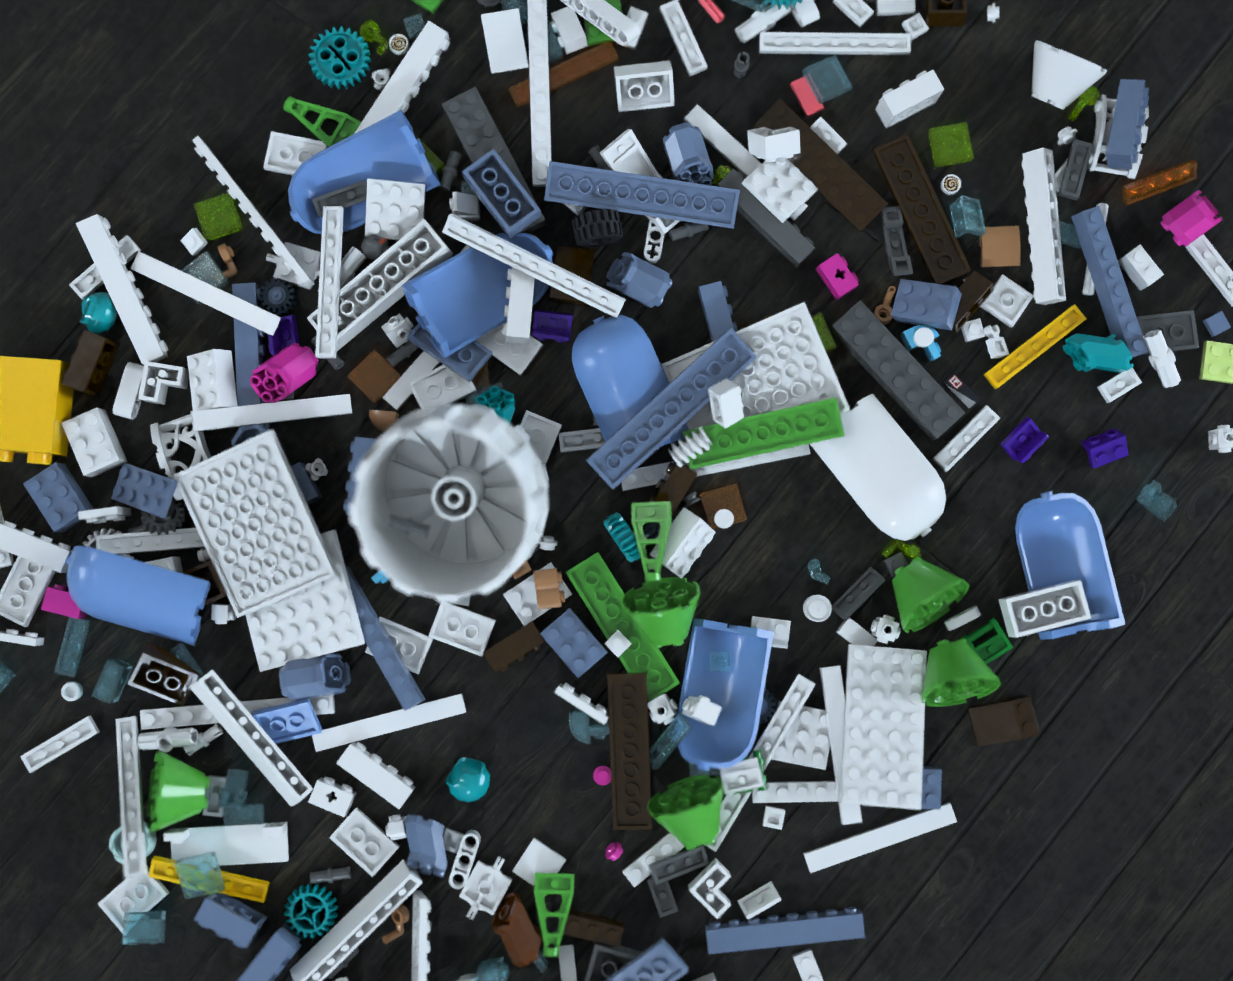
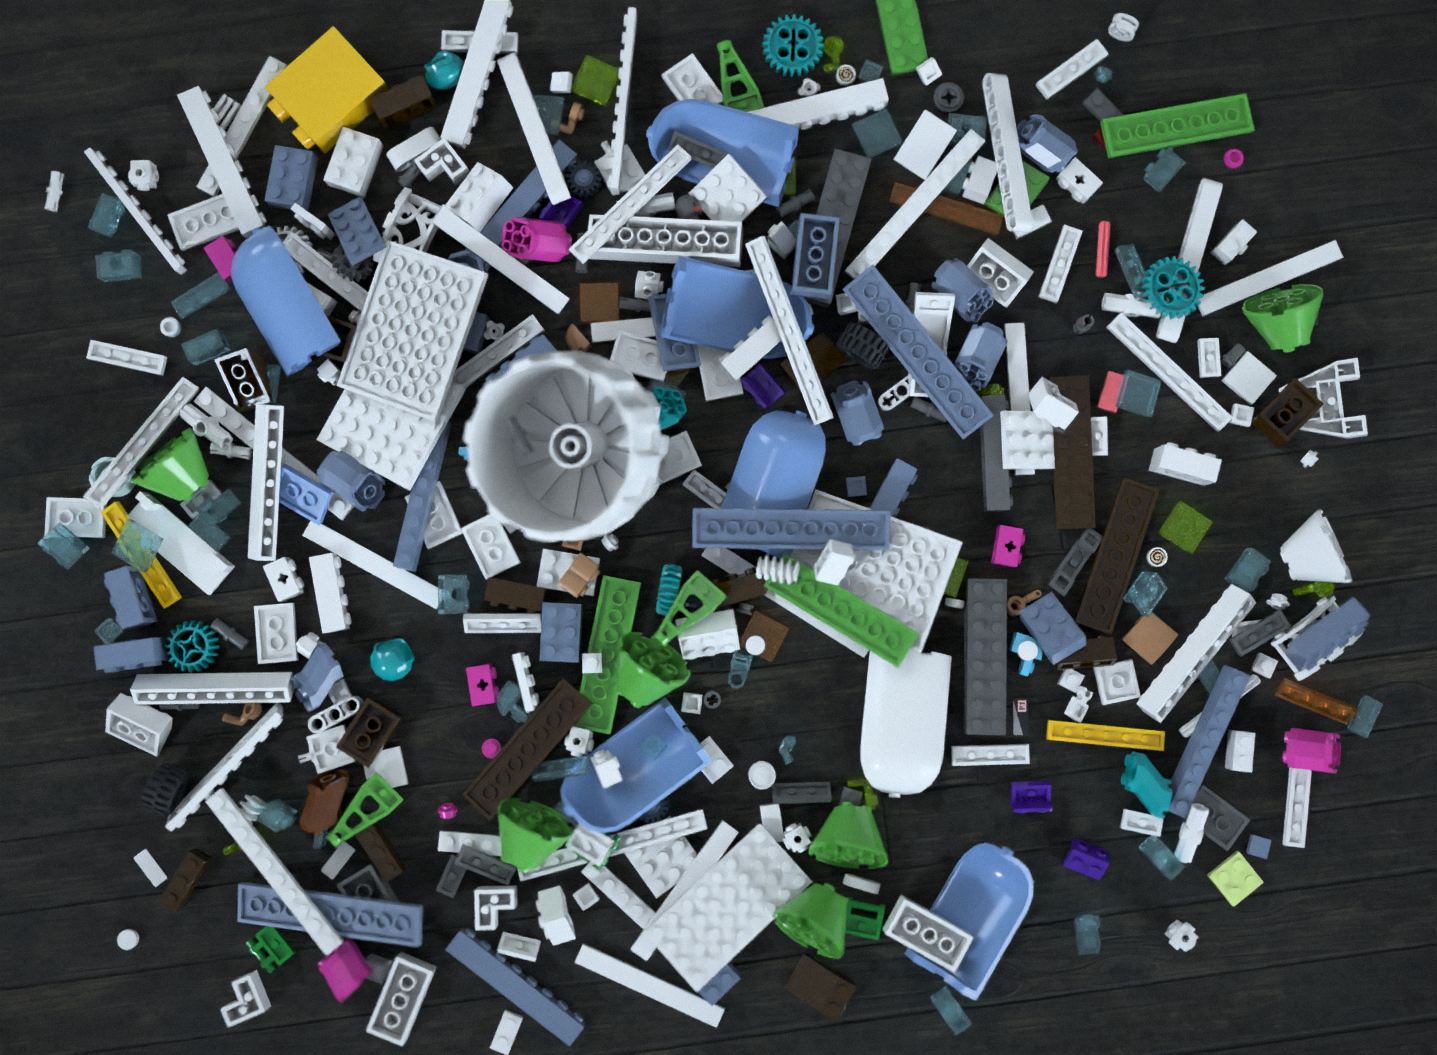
camera: 40 degrees right, 0 degrees up
(146, 414) = (409, 176): none -> dark grey pin
(237, 958) = (108, 631): none -> clear light blue tile
(333, 481) = (497, 352): none -> white plate
(462, 65) = (877, 133): none -> clear light blue plate
(468, 700) = (446, 603): none -> clear light blue brick
(502, 848) = (370, 731): none -> dark brown slope
(524, 676) = (502, 623): none -> white plate
(555, 745) = (475, 677): none -> dark pink brick
(556, 210) = (845, 304): none -> white plate
(639, 116) = (970, 292): none -> sand blue brick
(688, 335) = (856, 486): none -> sand blue tile
(717, 604) = (691, 703): none -> white tile
(723, 585) = (715, 704): none -> dark grey bush
(728, 546) = (739, 668): none -> clear light blue piece
(764, 853) = (555, 916): none -> white brick
(838, 353) = (954, 603): none -> white tile
(1024, 132) = (1248, 570): none -> clear light blue brick
(1099, 191) = (1264, 665): none -> white plate
(1112, 648) = (950, 1010): none -> clear light blue brick
(1157, 396) = (1161, 857): none -> clear light blue brick
(1205, 159) = (1366, 716): none -> clear light blue plate

